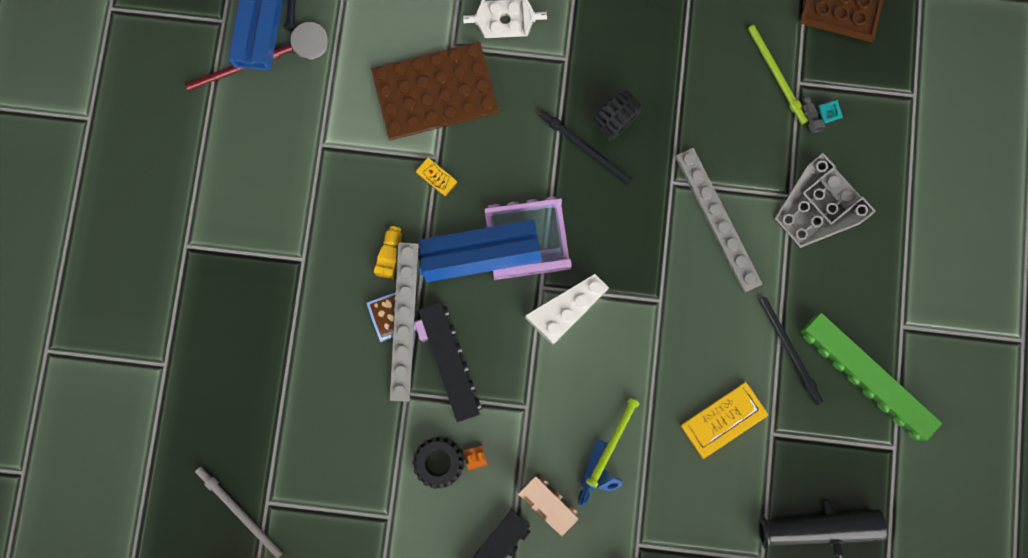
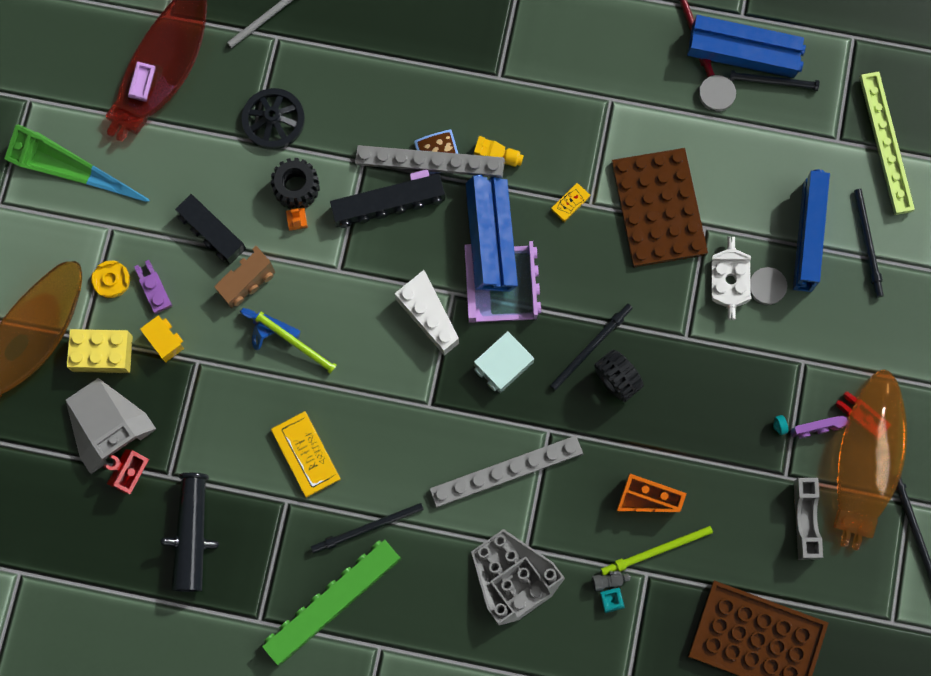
camera: 95 degrees right, 5 degrees down
(369, 493) = (273, 121): none -> black wheel
(611, 230) = (503, 362): none -> light aqua brick
(730, 81) = (649, 496): none -> orange wedge

